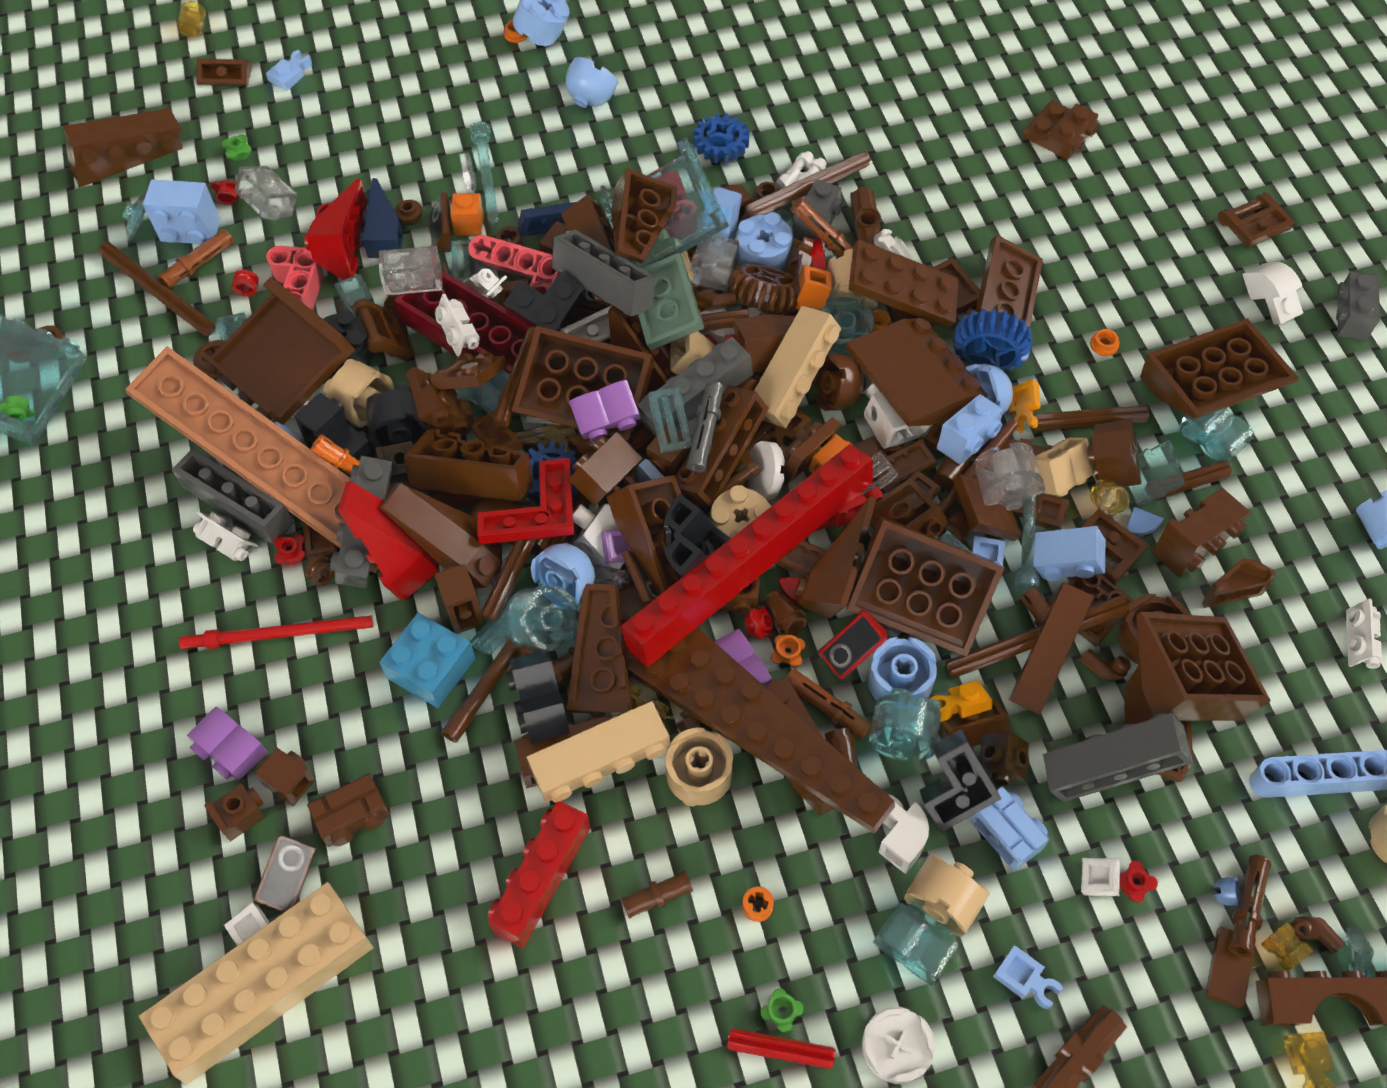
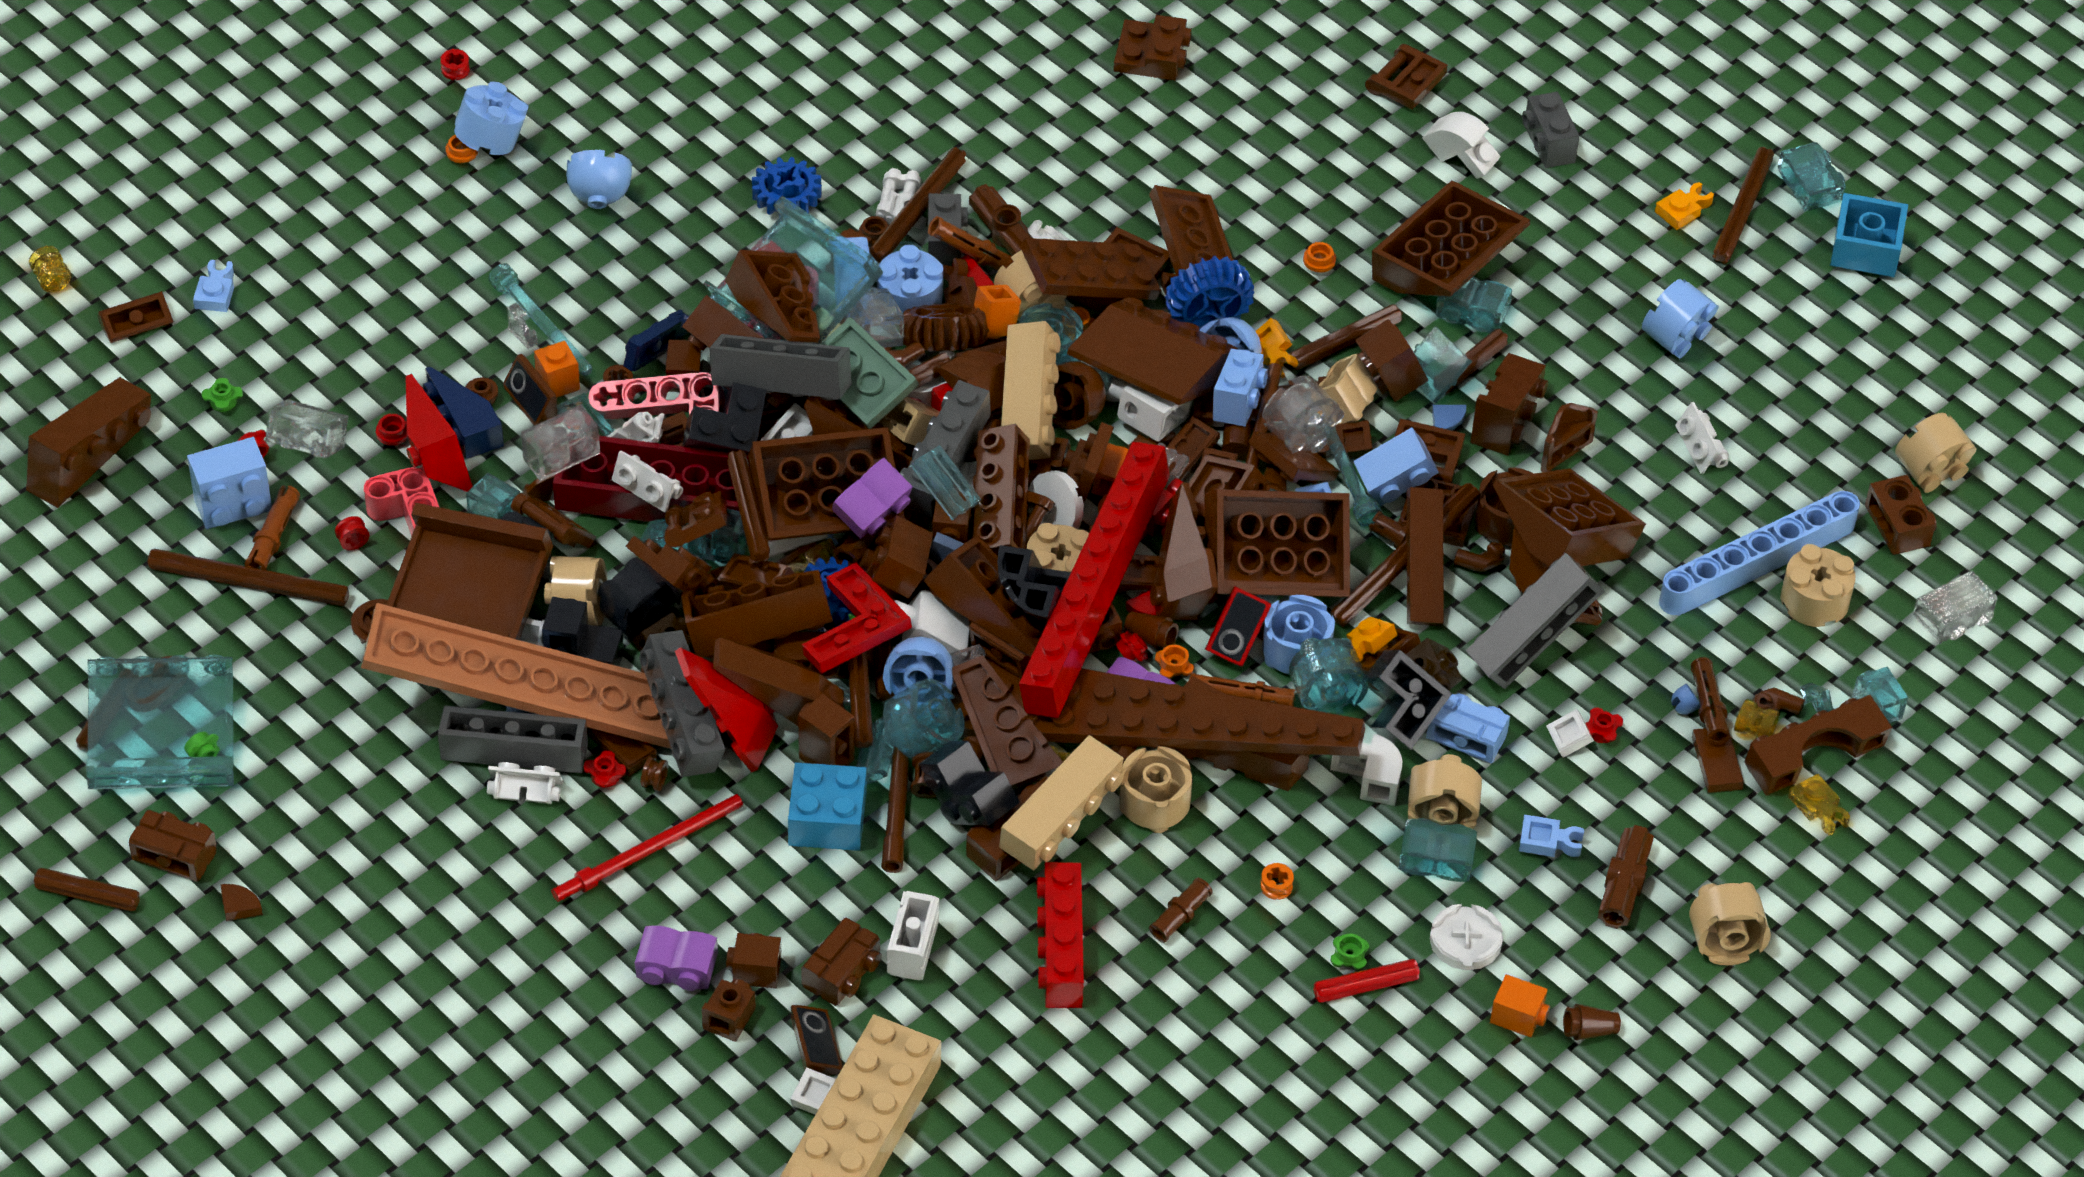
camera: 30 degrees left, 10 degrees down
(134, 214) = (177, 506): clear light blue dish -> none
(229, 324) = (366, 584): clear light blue tile -> none
(334, 454) = (608, 653): orange axle -> none
(415, 815) = (913, 935): none -> white brick
(613, 546) = (953, 627): medium lavender tile -> none
(707, 415) = (975, 444): dark grey pin -> none
(1115, 501) = (1413, 402): clear yellow wheel -> none

